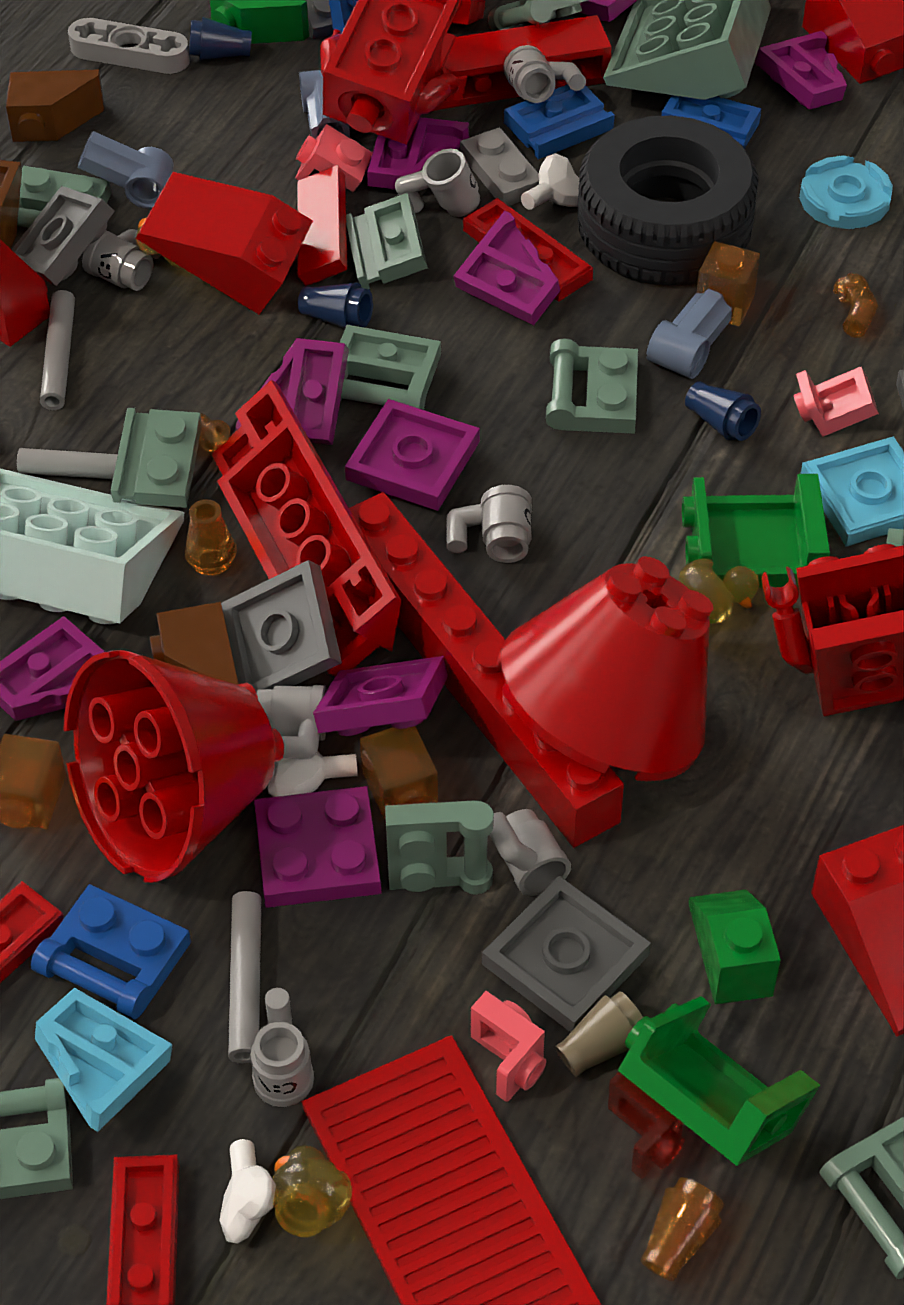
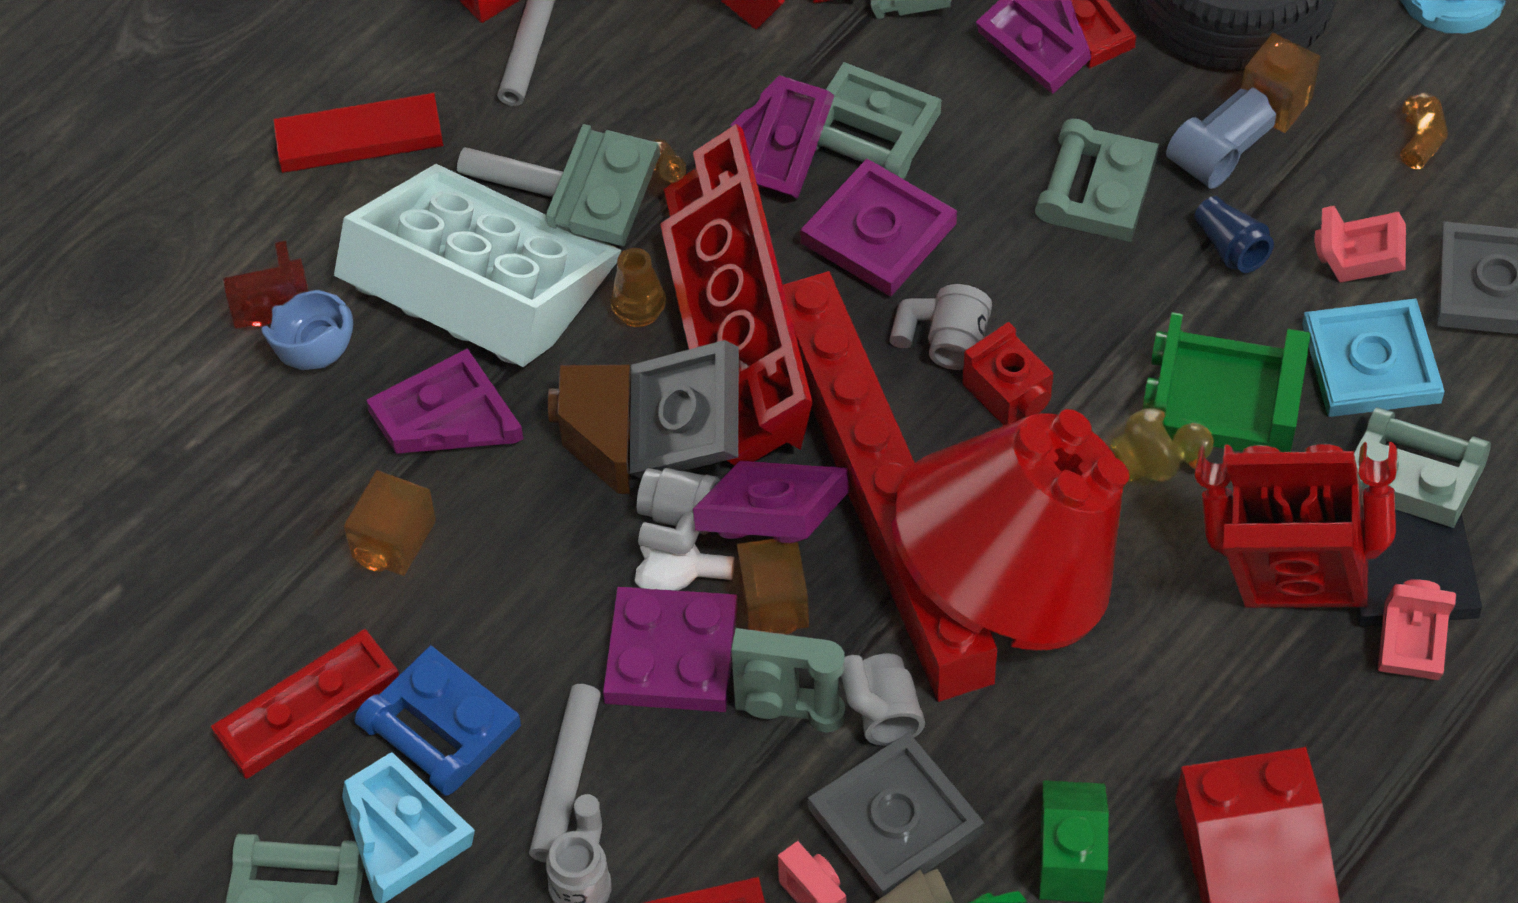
camera: 15 degrees right, 5 degrees up
(163, 758) = (531, 531): red cone -> none
(337, 304) = (843, 35): dark blue cone -> none
(560, 556) = (1007, 376): none -> red brick

